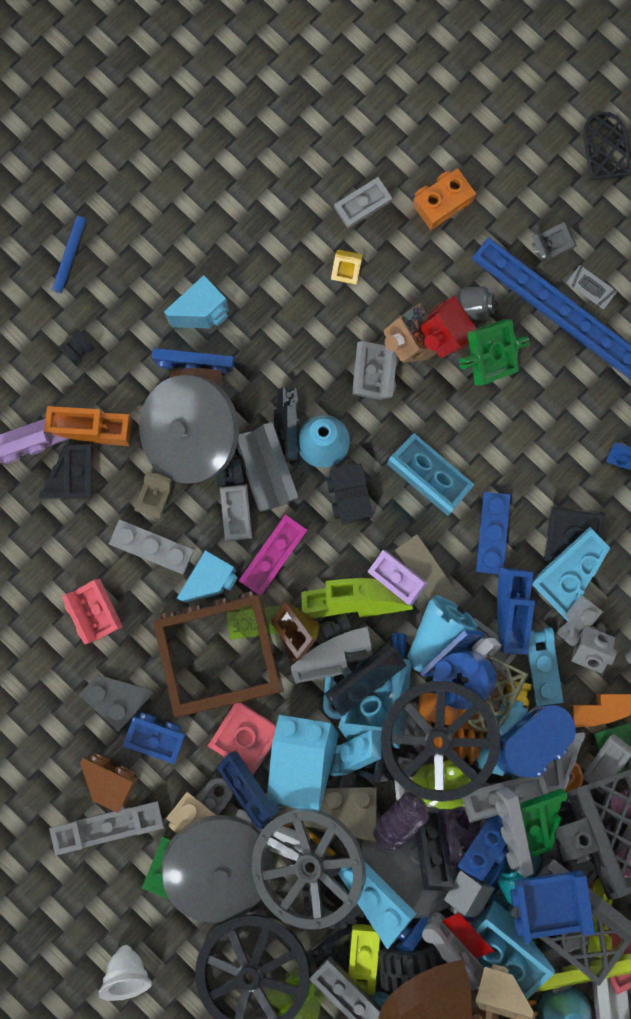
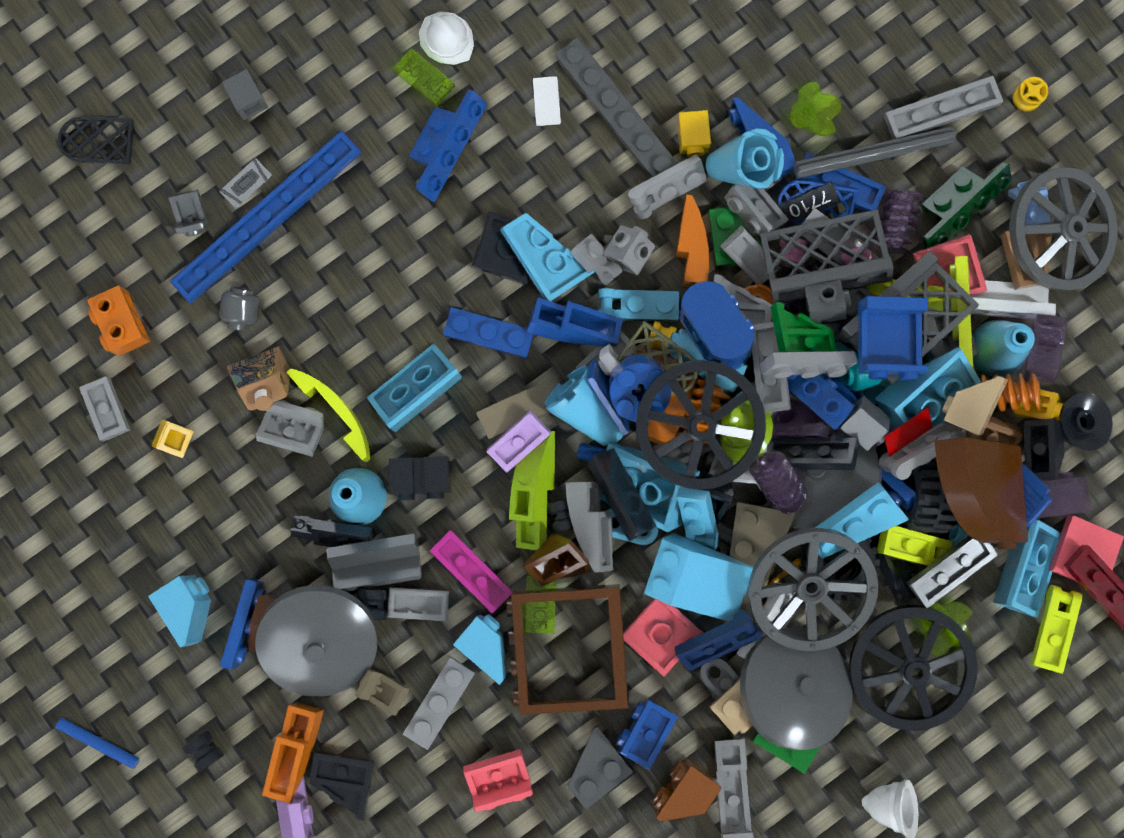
camera: 75 degrees left, 0 degrees up
(375, 430) = (356, 438): none -> neon yellow slope
(447, 328) = (260, 339): red torso -> none
(493, 352) = (294, 297): green plate -> none

